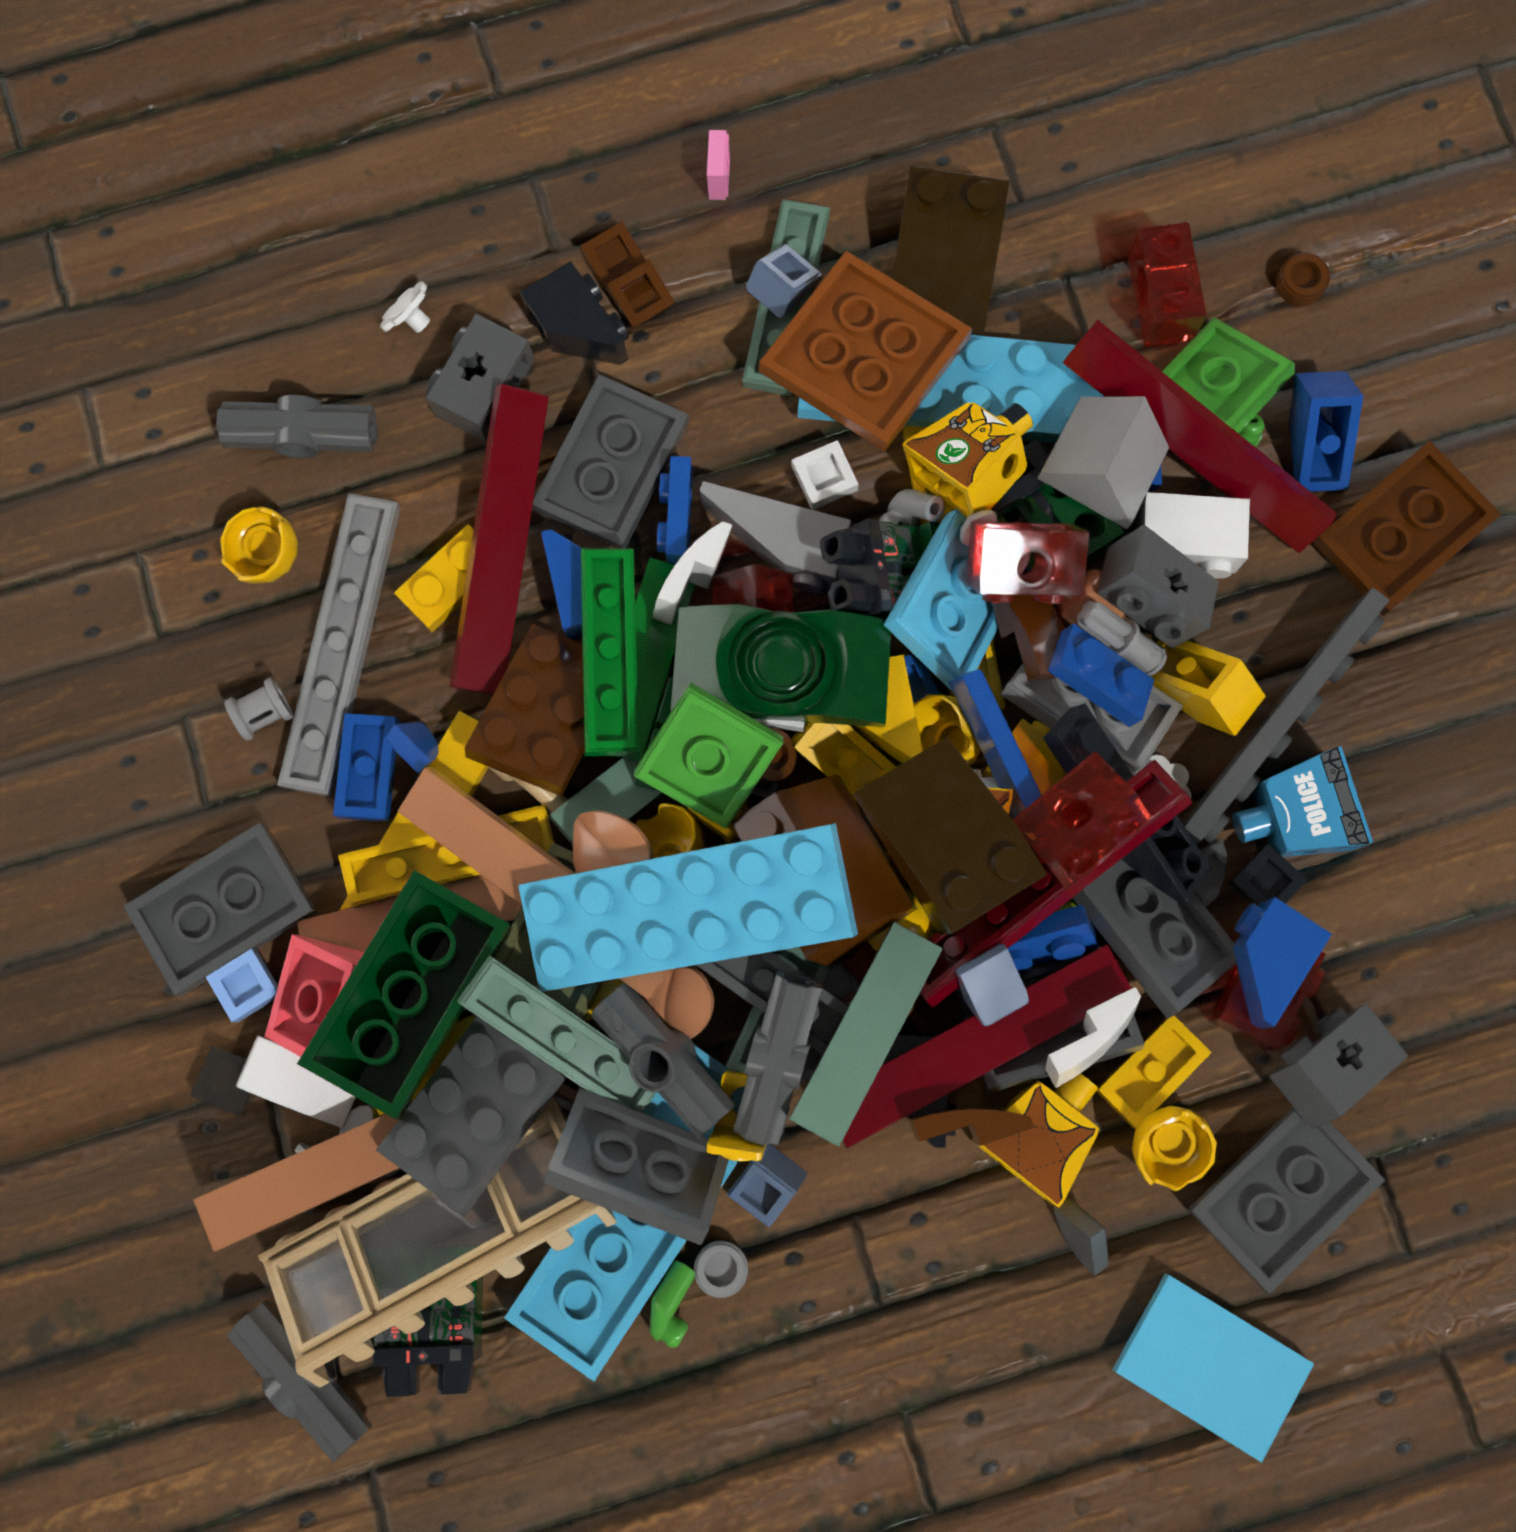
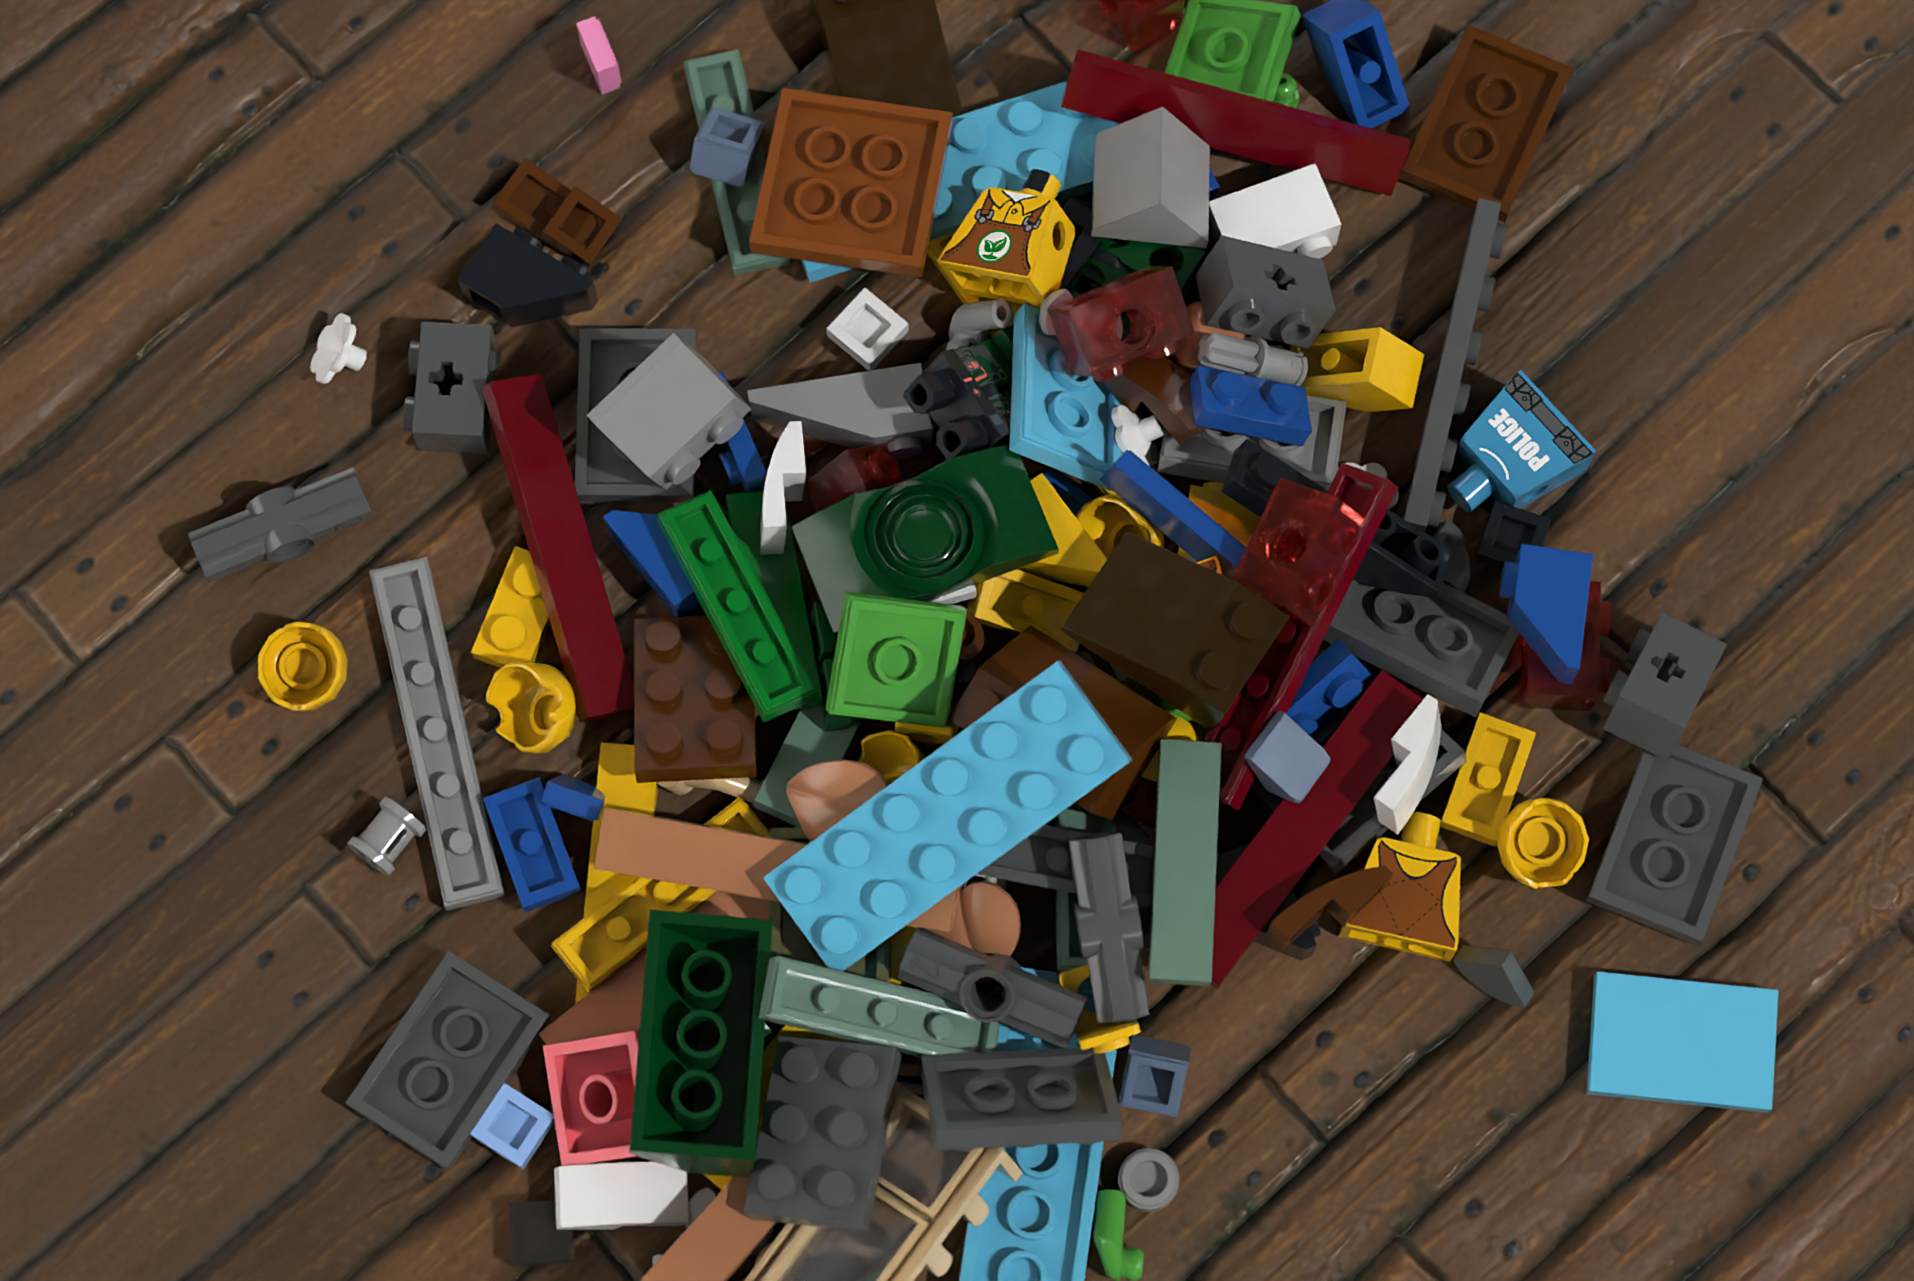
camera: 30 degrees left, 5 degrees down
(420, 657) = (533, 705): none -> yellow hair
(627, 470) = (670, 412): none -> light grey slope
(998, 657) = (1137, 433): none -> white plant

